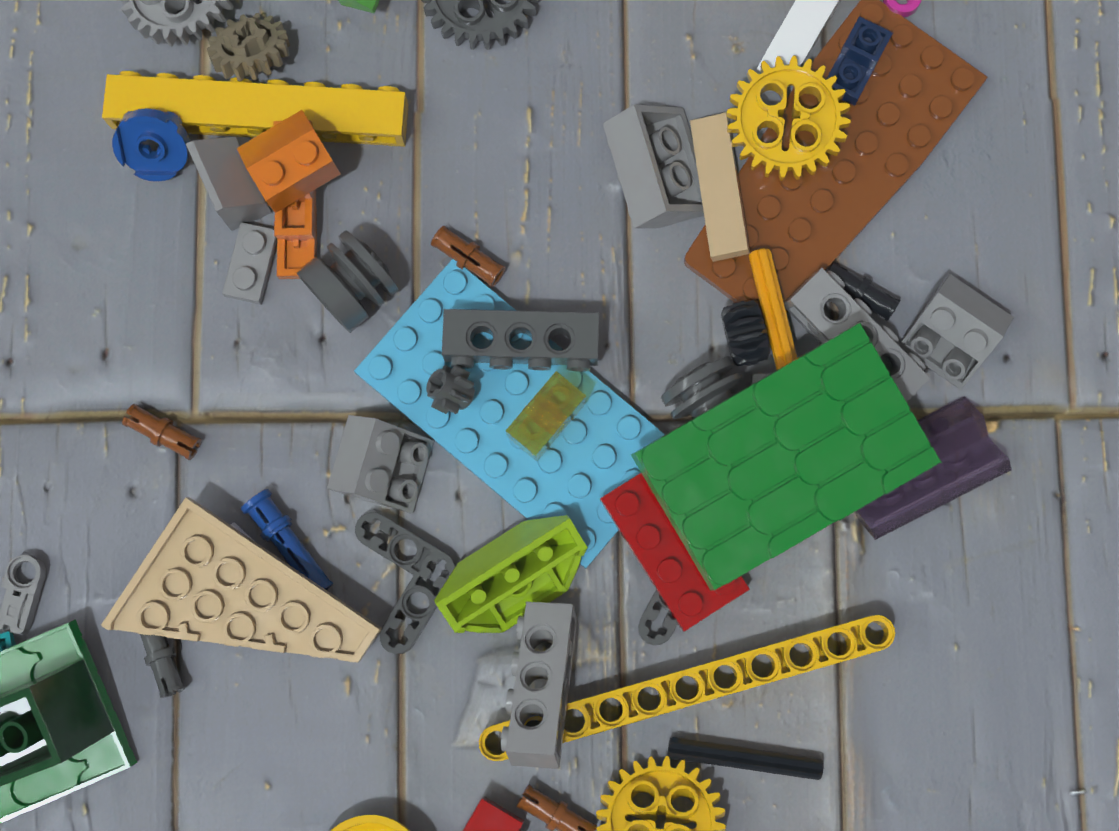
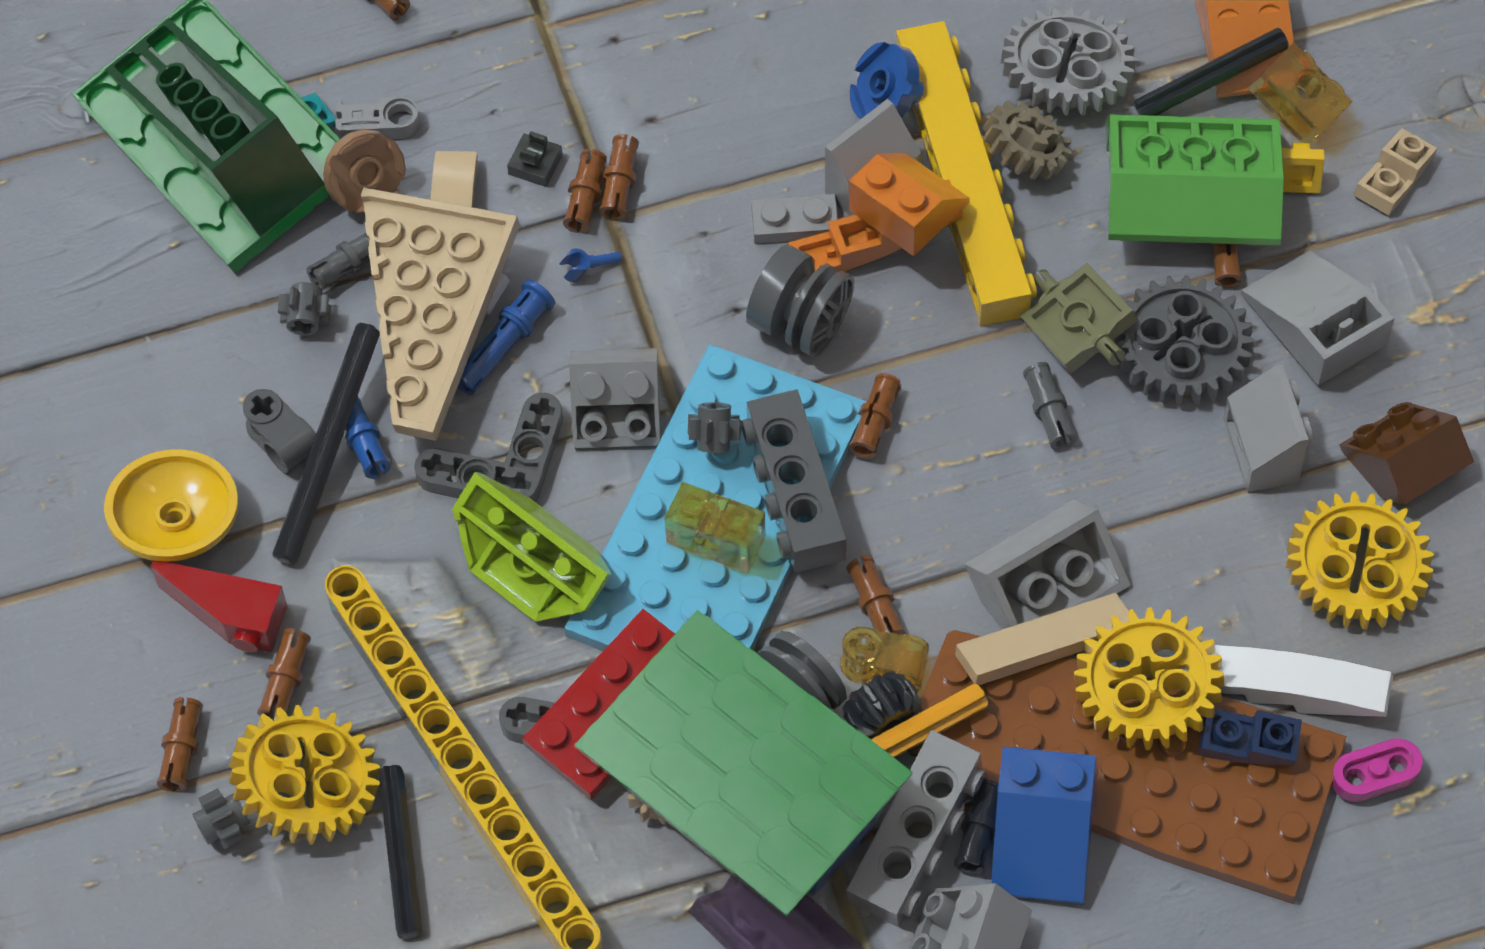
camera: 70 degrees right, 20 degrees down
(76, 620) = (361, 162): none -> medium nougat tile
(112, 466) = (535, 159): none -> pearl dark grey tile
(114, 543) = (454, 177): none -> tan slope
(159, 398) = (619, 177): none -> dark orange pin
(202, 709) = (304, 309): none -> dark grey gear
(235, 453) = (582, 261): none -> blue hand
(325, 760) = (277, 429): none -> dark grey piece
(346, 690) = (364, 439): none -> blue pin
(347, 723) = (326, 444): none -> black axle
(437, 62) = (1079, 317): none -> olive plate
(502, 114) = (1049, 405): none -> dark grey pin
(540, 744) = (419, 604): light grey brick -> none
(637, 309) = (874, 597): none -> dark orange pin
(697, 314) = (883, 653): none -> clear yellow piece
(881, 239) = (1044, 824): none -> blue slope

